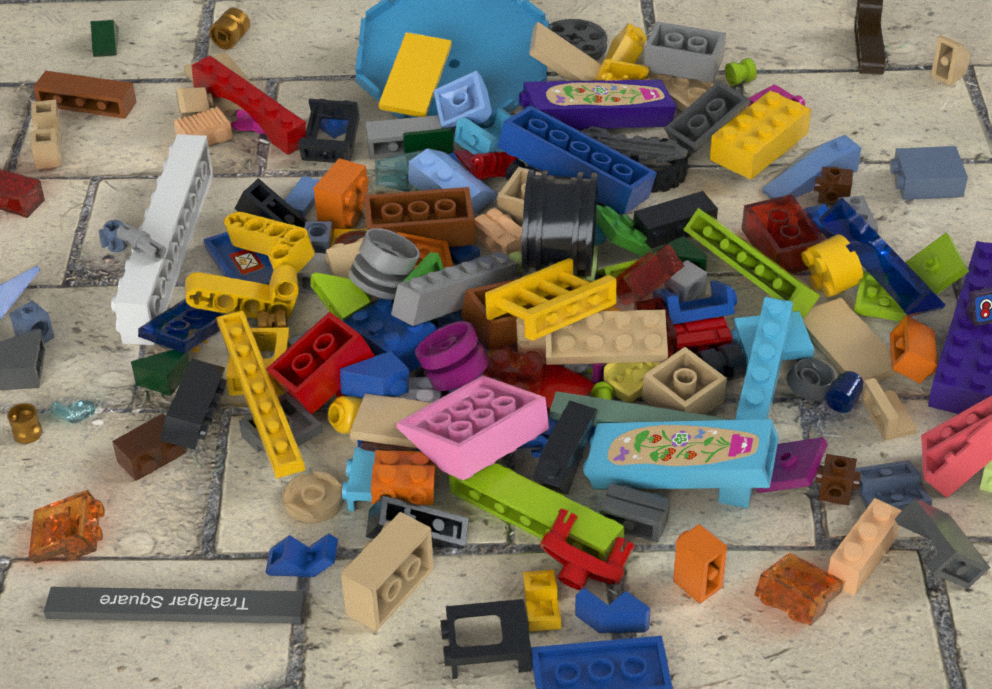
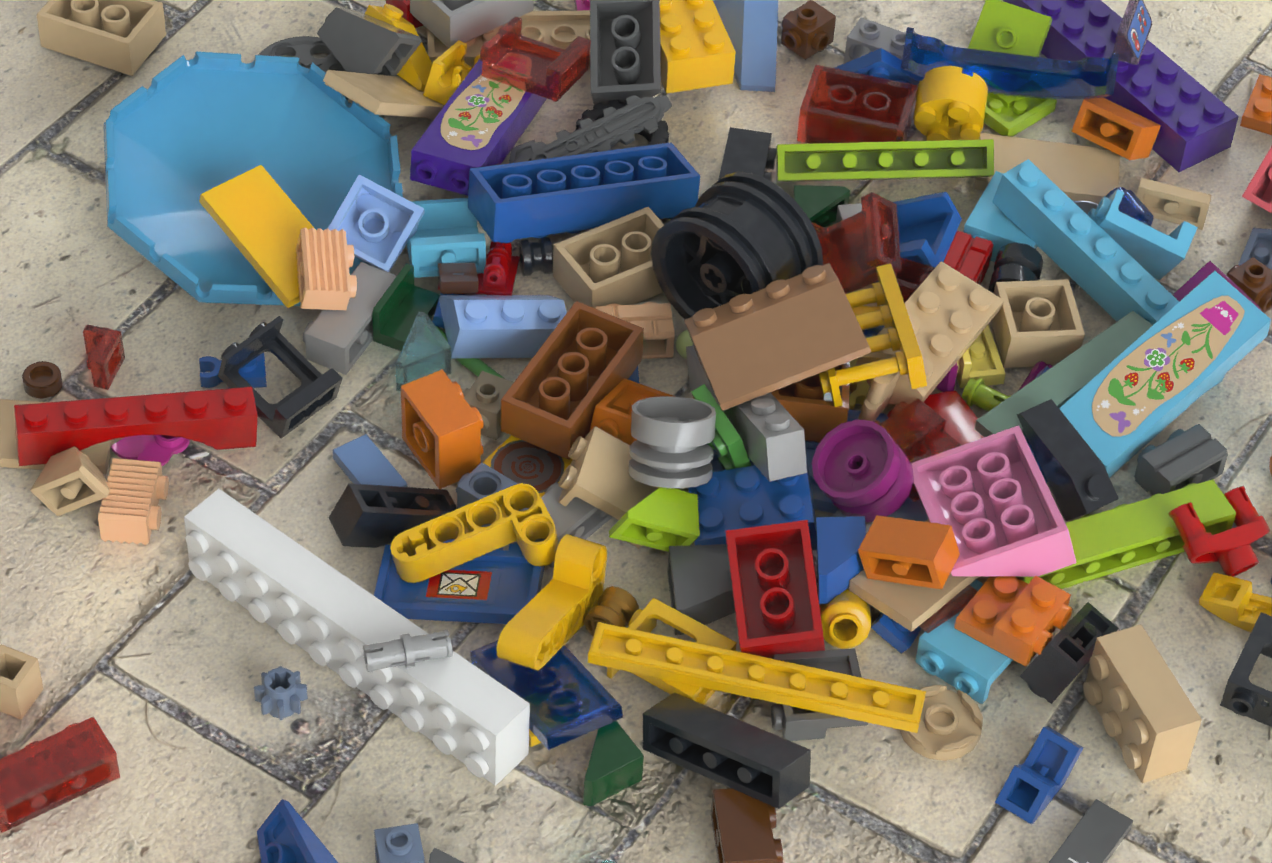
camera: 60 degrees left, 5 degrees up
(264, 69) = (42, 380): none -> reddish brown tile
(293, 77) = (104, 354): none -> clear red bracket
(392, 396) = (909, 552): none -> orange brick
(404, 98) = (324, 269): none -> light nougat brick
(462, 151) = (457, 278): none -> reddish brown tile
(496, 254) = (776, 336): none -> medium nougat slope
(604, 38) = (367, 43): none -> dark grey slope
(656, 92) = (533, 64): none -> clear red panel
(815, 415) = (1148, 246): none -> medium azure panel

